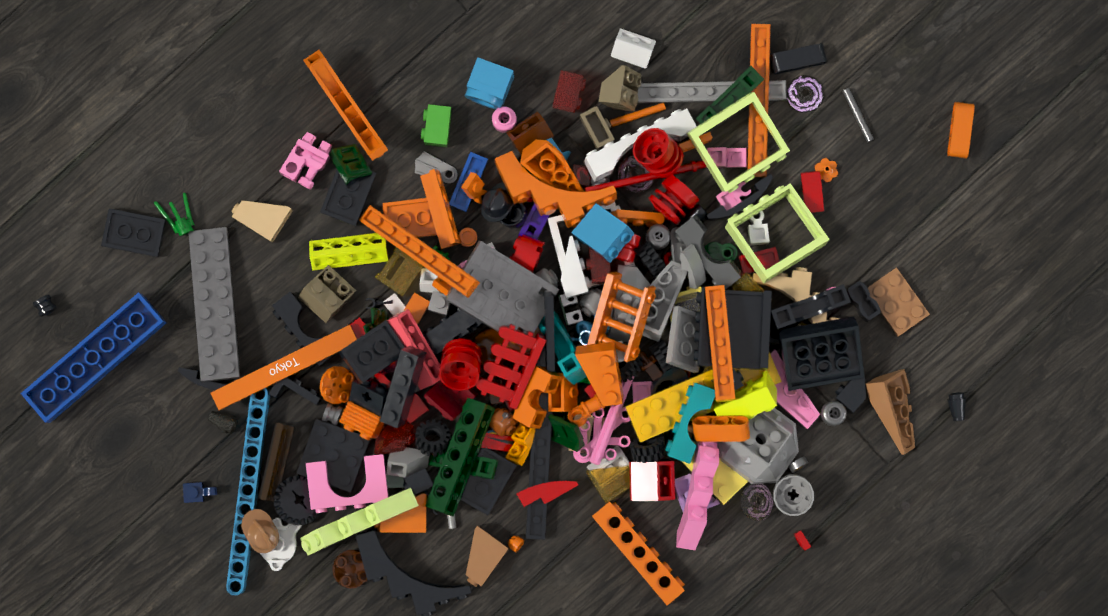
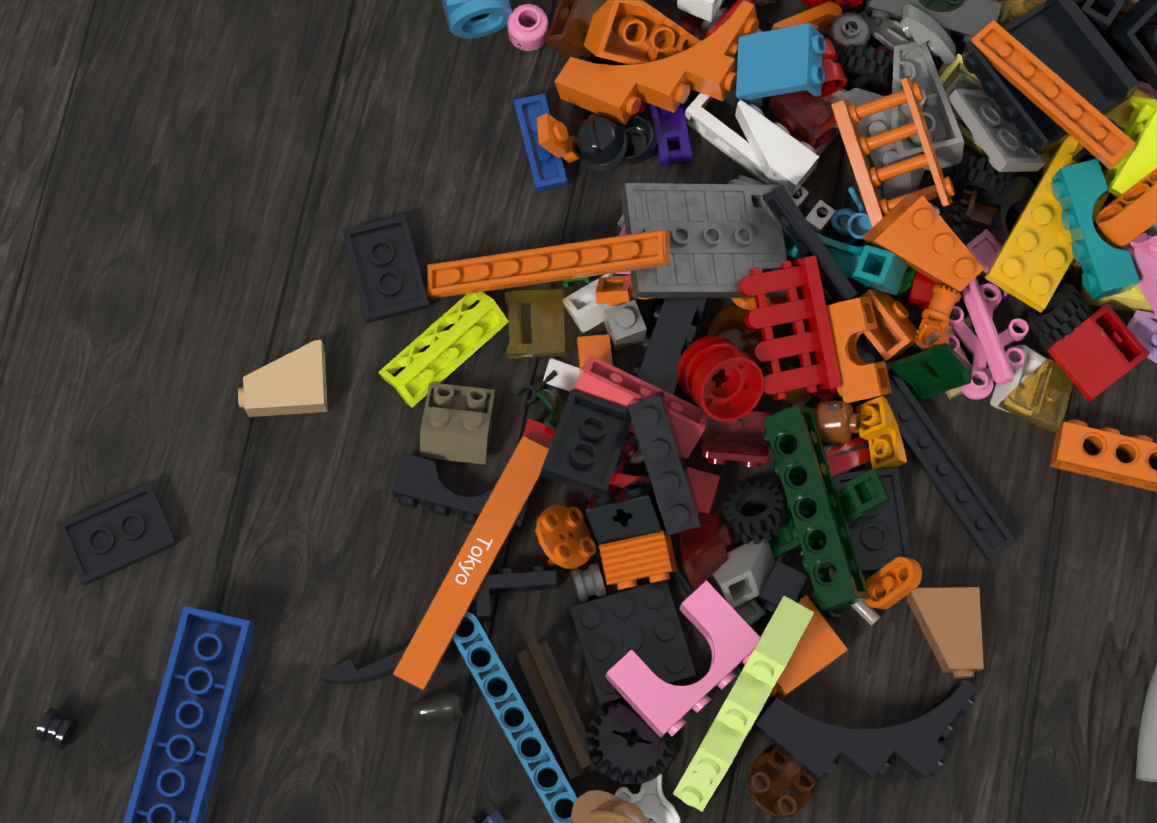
camera: 40 degrees left, 10 degrees down
(182, 225) = (182, 474): green plant -> none
(214, 304) = (308, 551): flat silver plate -> none
(306, 155) = (293, 256): bright pink hips -> none
(345, 105) = (307, 158): orange arch -> none
(353, 169) = (358, 226): dark green piece -> none
(412, 216) = (505, 228): orange tile -> none
(428, 162) = (480, 159): light grey piece -> none
(437, 125) = (443, 98): bright green brick -> none
(440, 209) = (529, 198): orange fence -> none
(467, 237) = (594, 215): orange plate -> none
(470, 517) = (895, 582): none -> orange plate
(515, 543) = (978, 576): orange hinge -> none
(527, 252) = (692, 165): red brick -> none
(546, 491) = (968, 471): red slope -> none
(590, 302) = (831, 178): light grey head -> none

